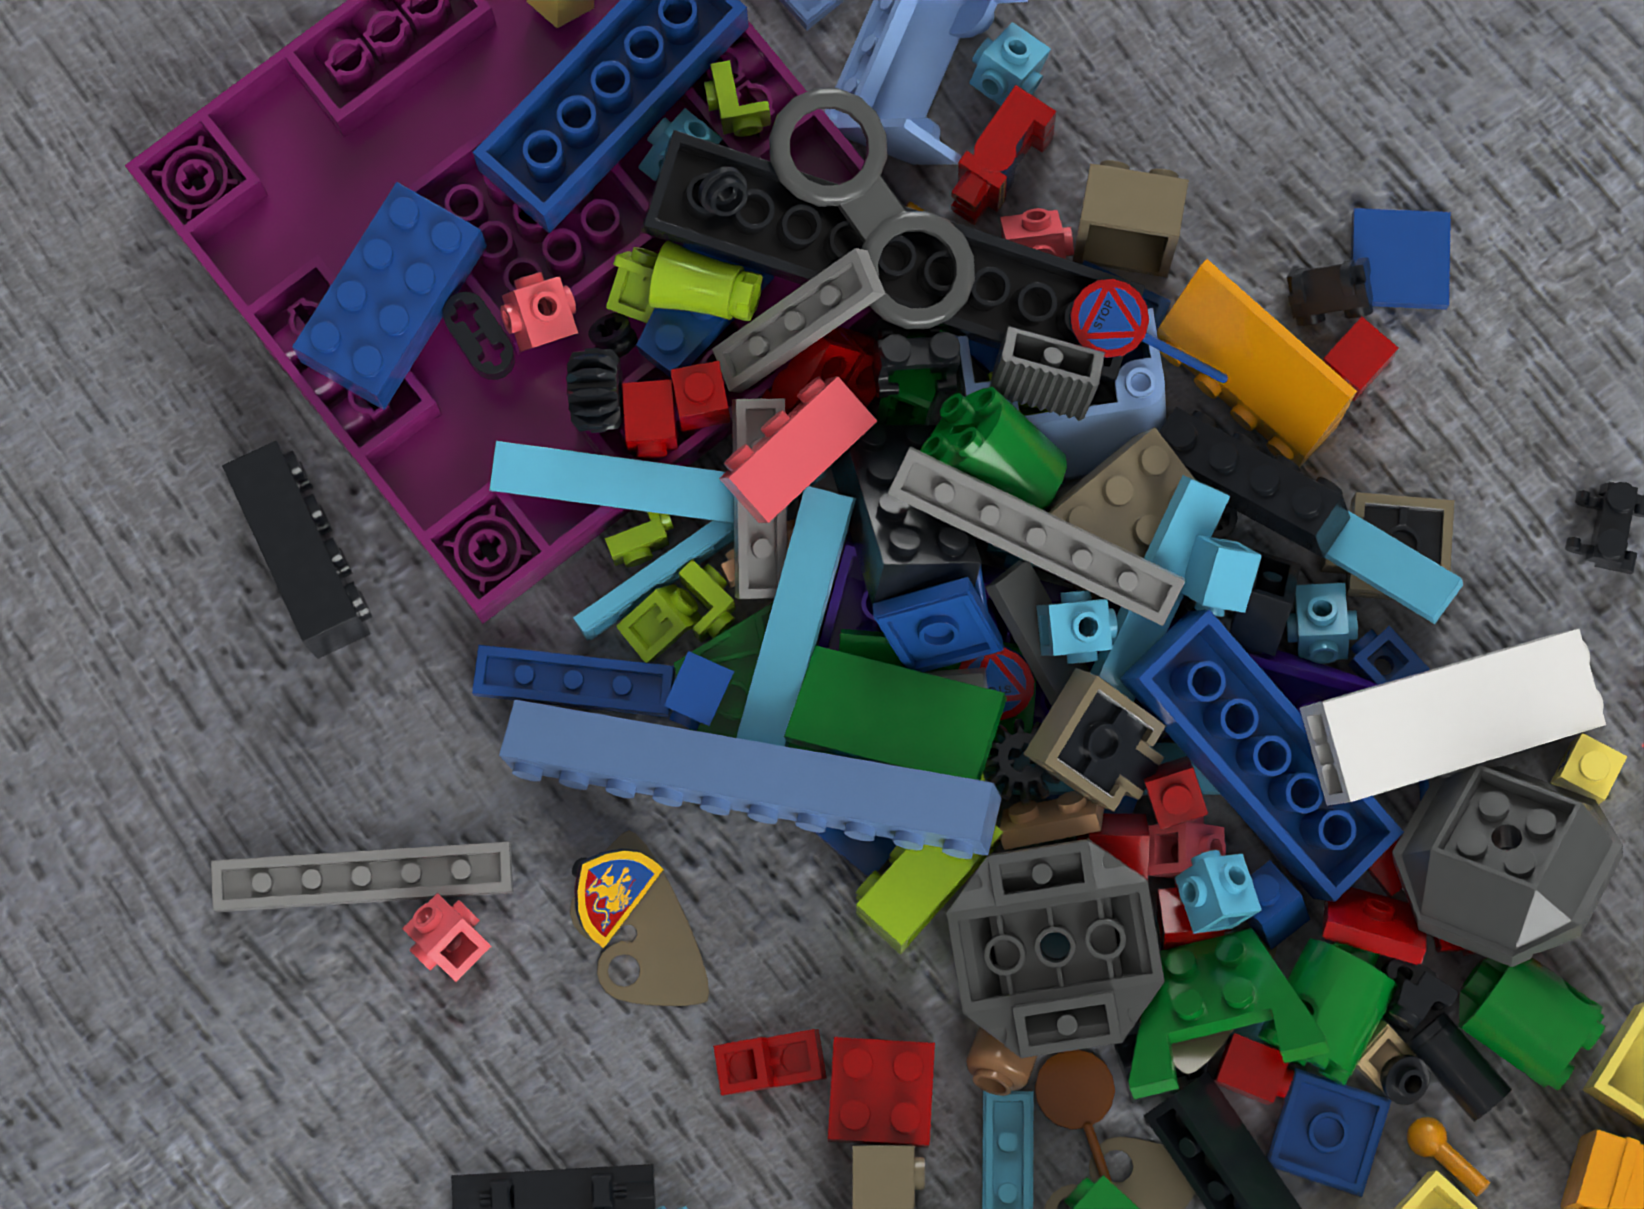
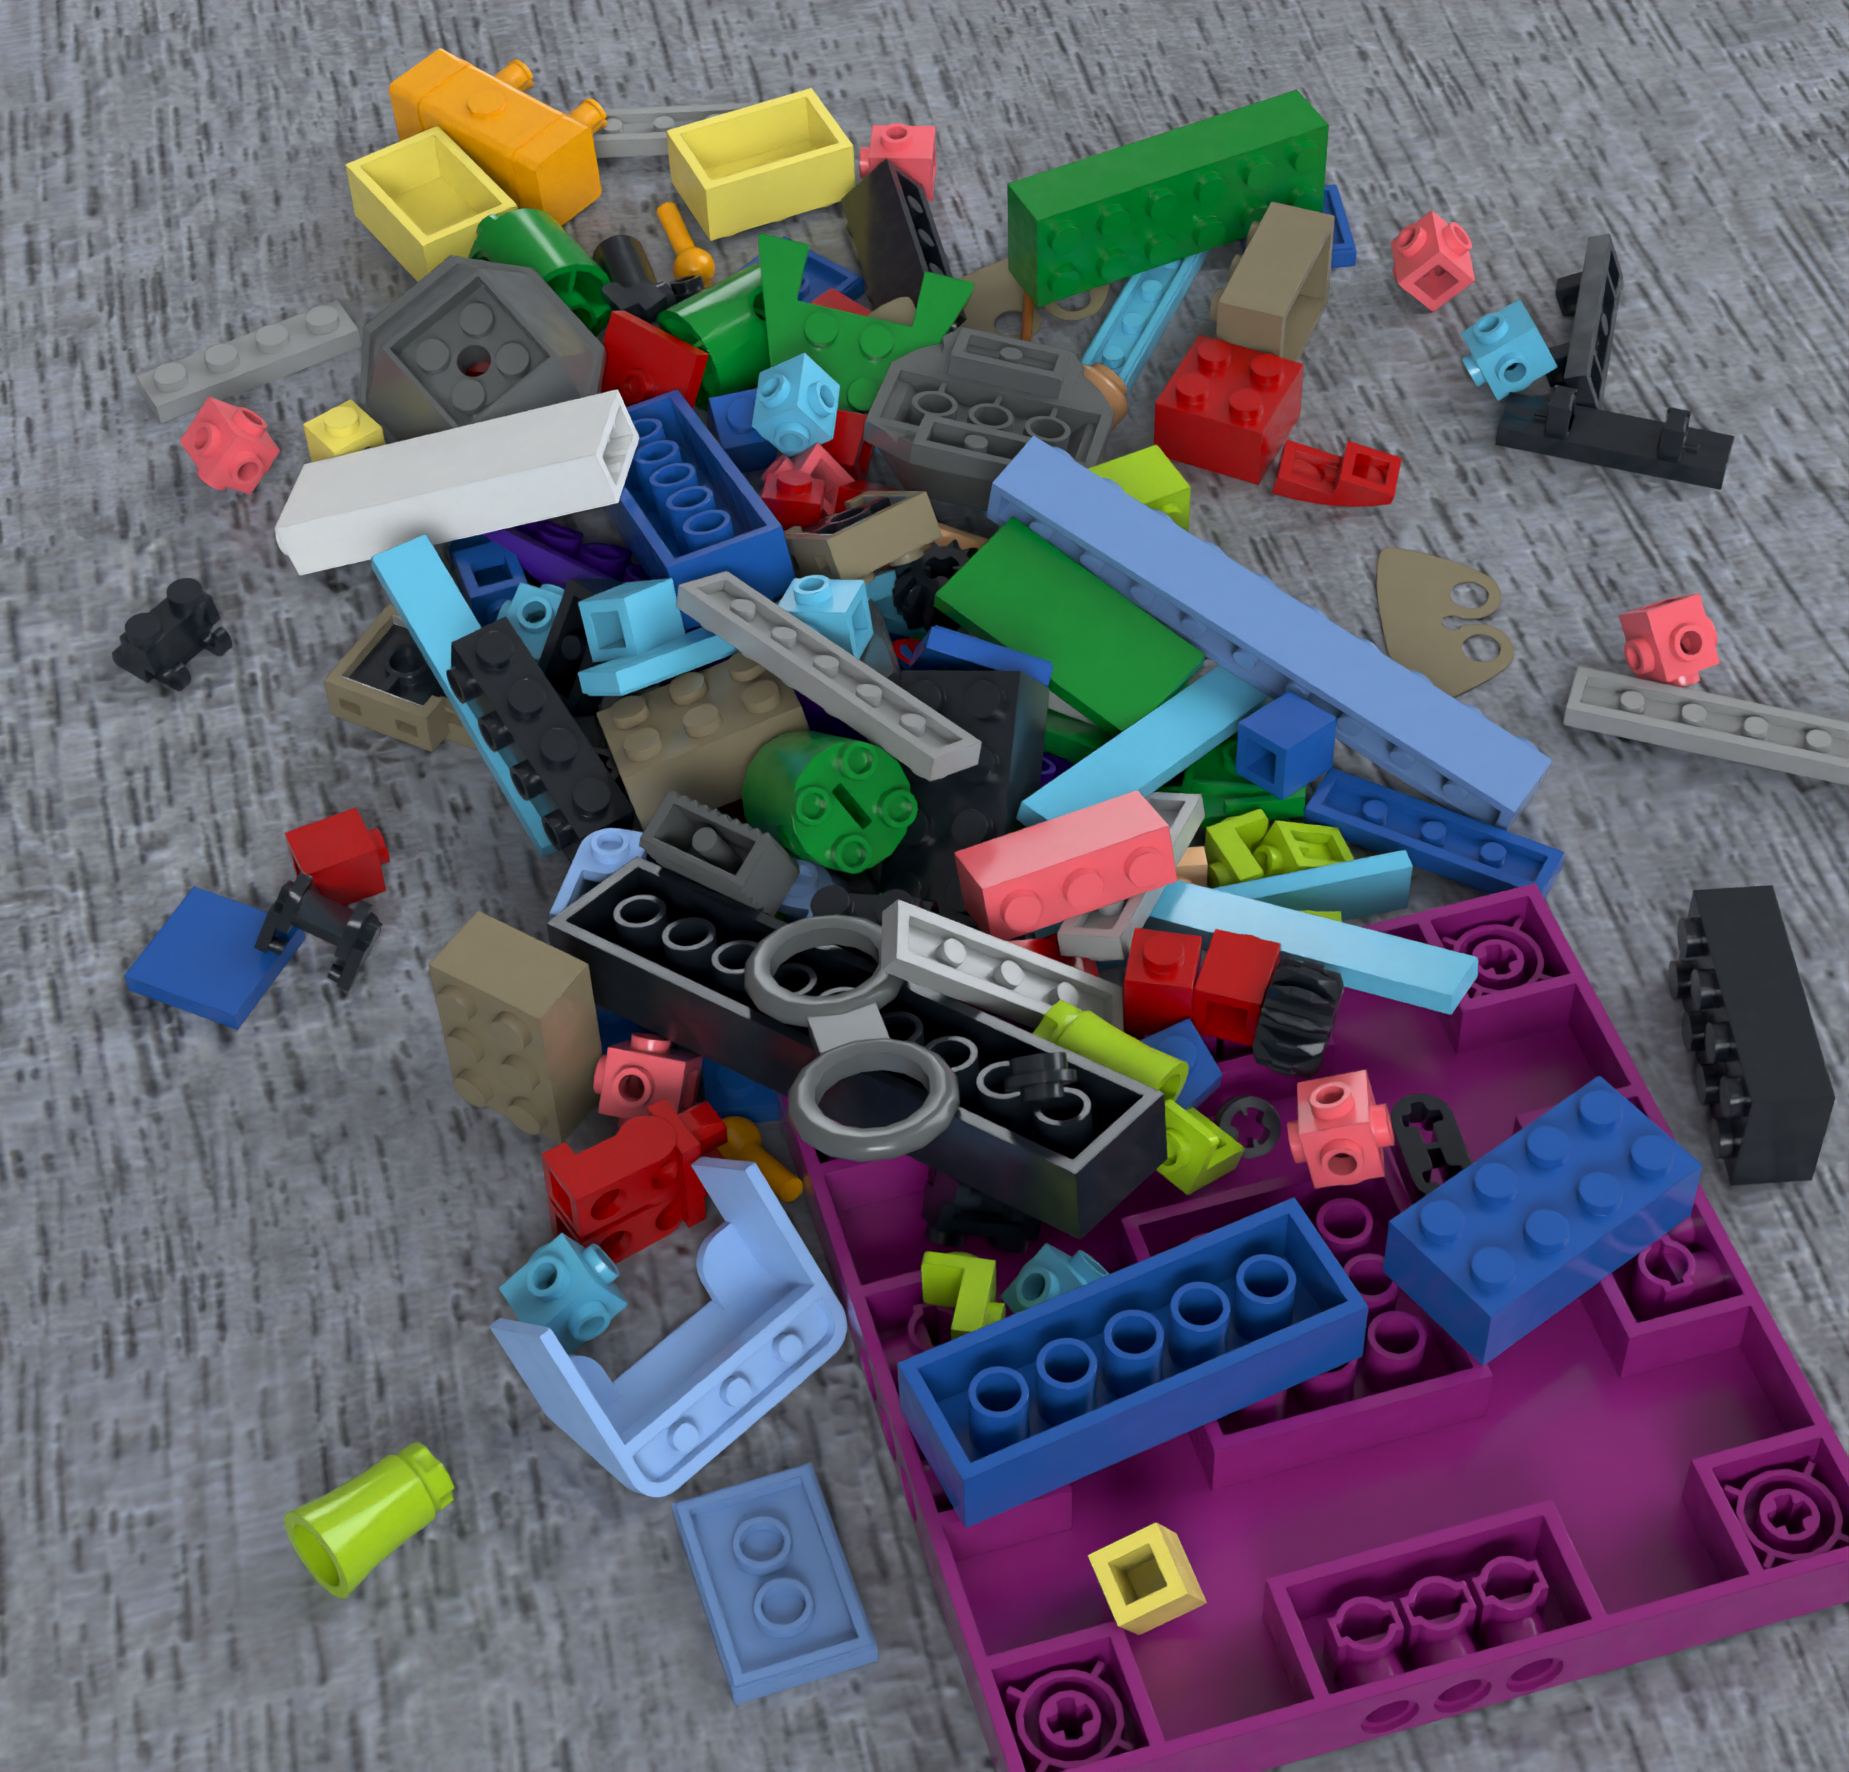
camera: 160 degrees left, 30 degrees down
(610, 888) = (1466, 641): shield -> none
(1115, 320) = (602, 897): piece -> none
(1271, 374) = (452, 833): light orange slope -> none

